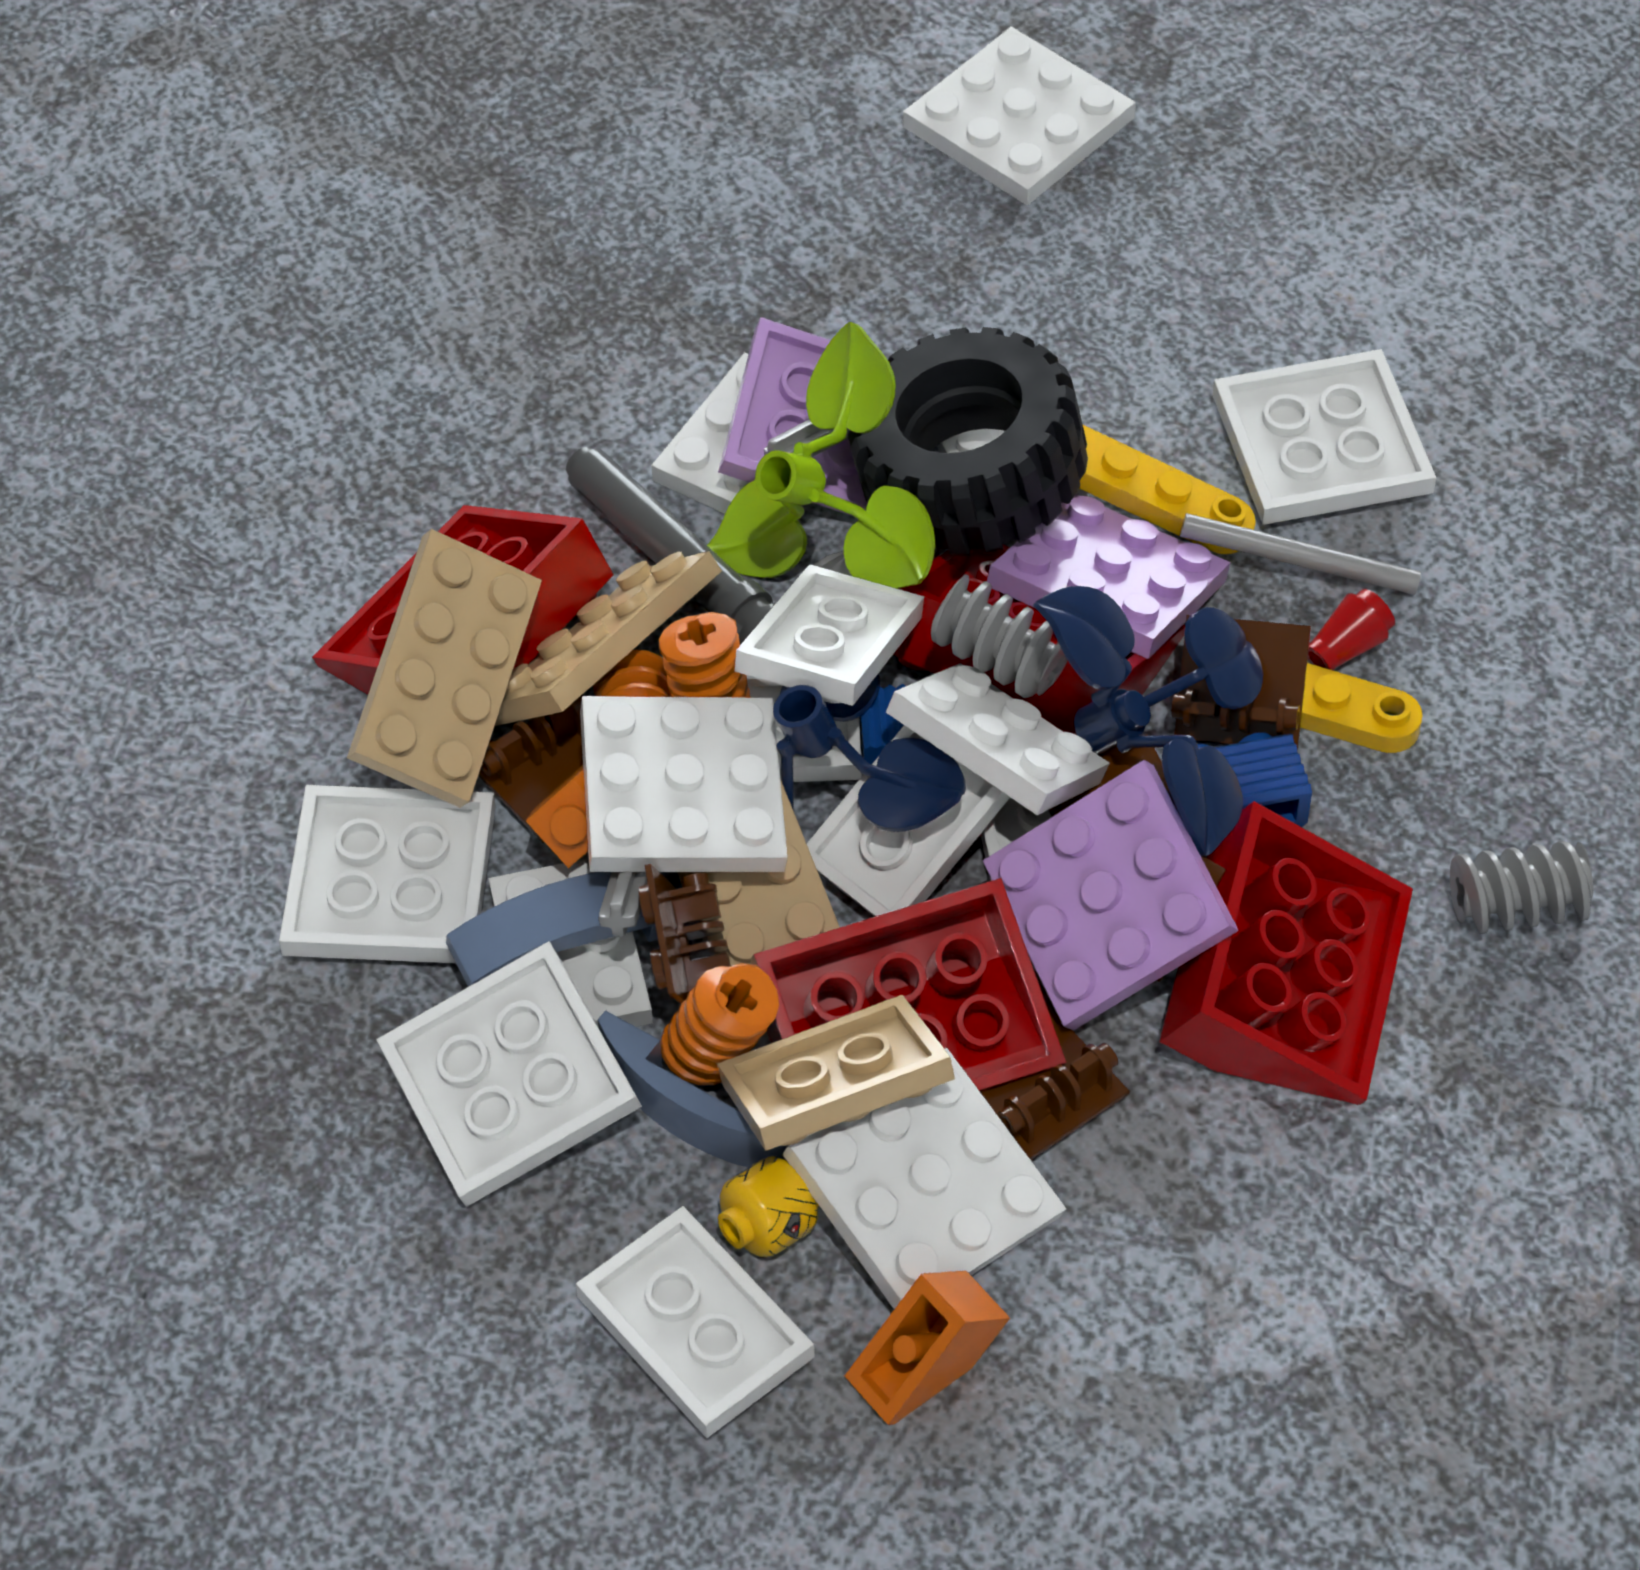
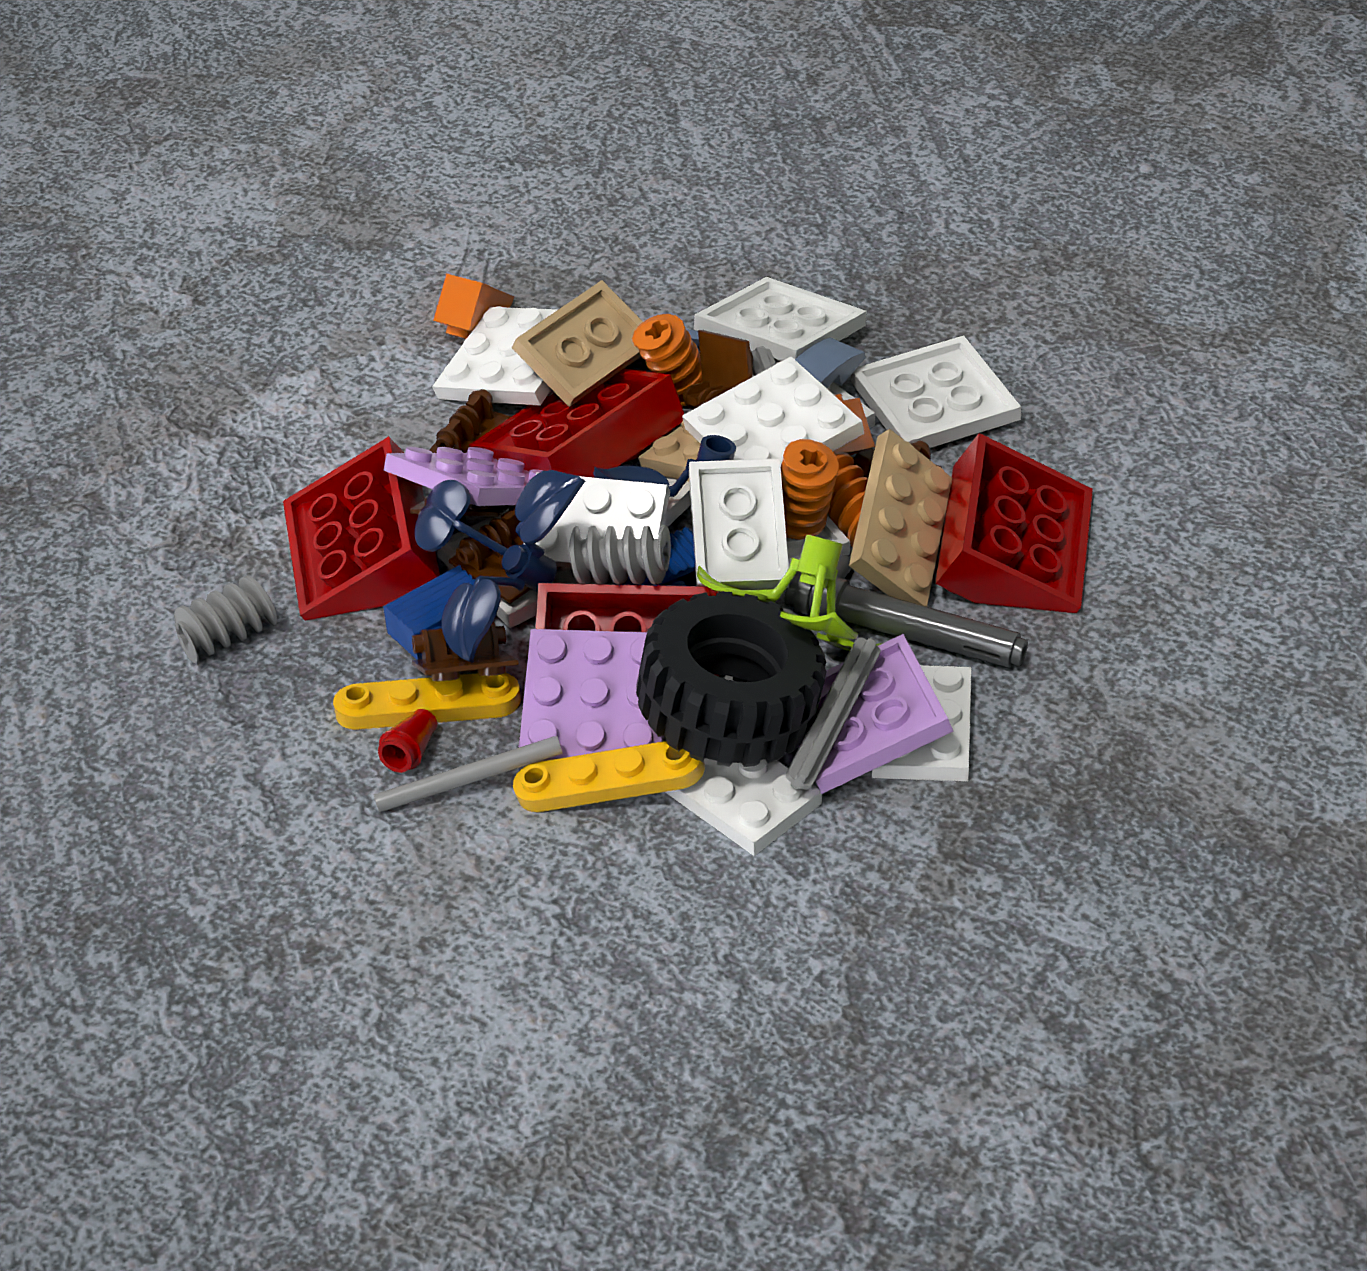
camera: 155 degrees right, 10 degrees down
(444, 669) = (970, 434): tan plate -> none
(695, 1321) = (580, 265): white plate -> none
(1019, 115) = (901, 1067): white plate -> none
(1323, 436) = (494, 872): white plate -> none

